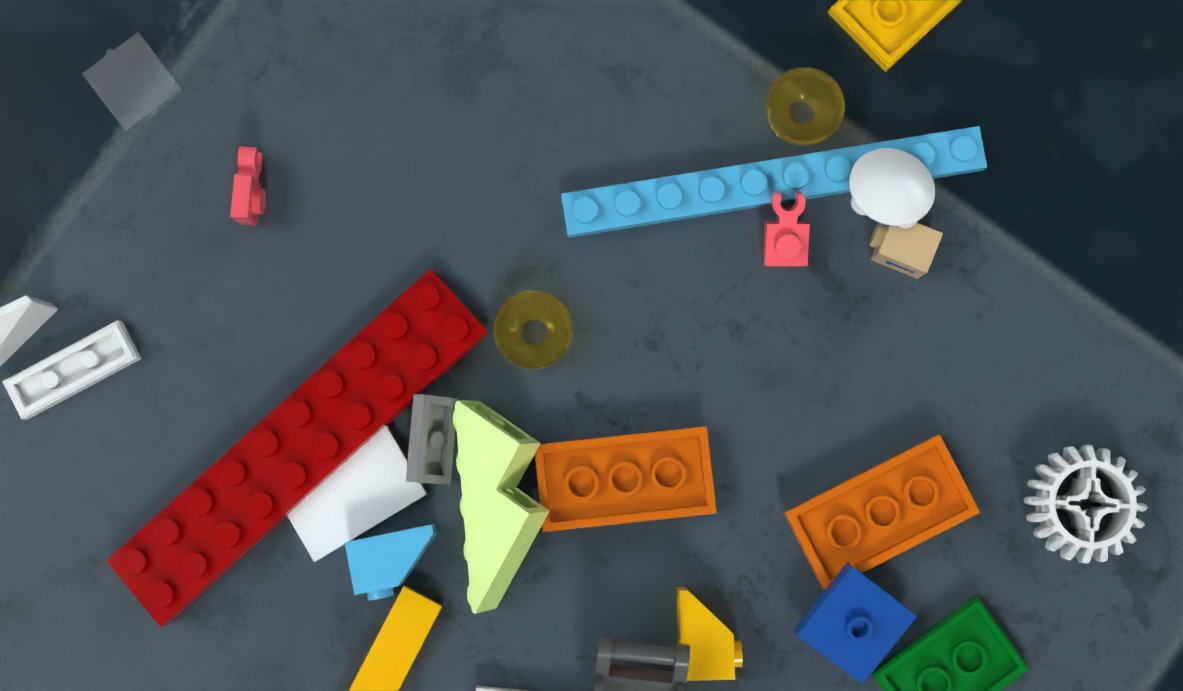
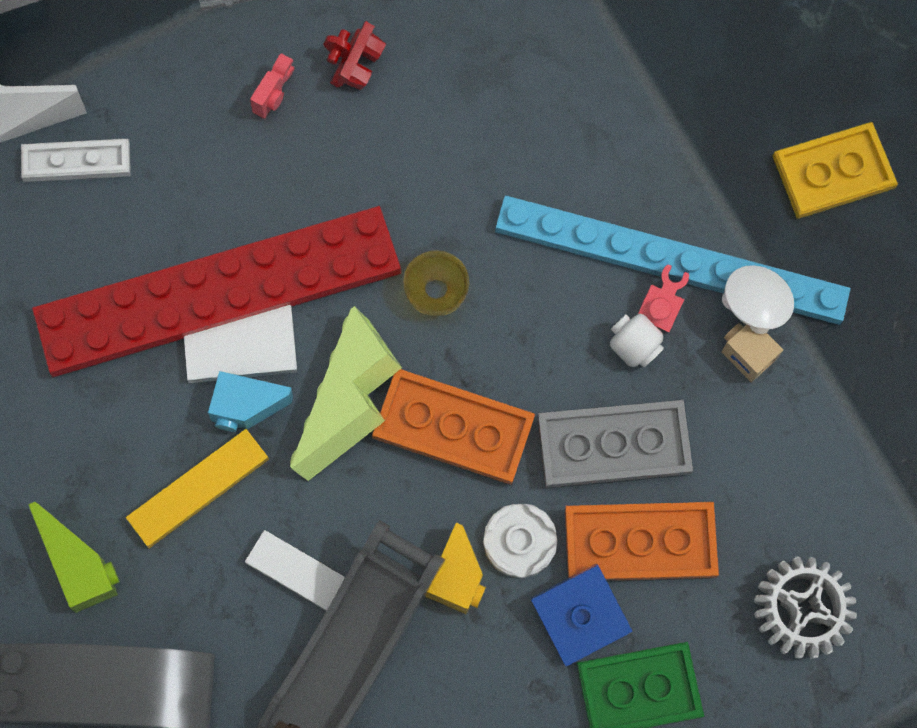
camera: 20 degrees right, 10 degrees down
(323, 90) = (363, 44): none -> red hips
(431, 440) = (319, 330): light grey plate -> none
(751, 569) = (520, 540): none -> white tile
(778, 293) = (636, 340): none -> white head
(805, 418) = (614, 443): none -> light grey plate
(816, 90) = (721, 197): clear yellow piece -> none

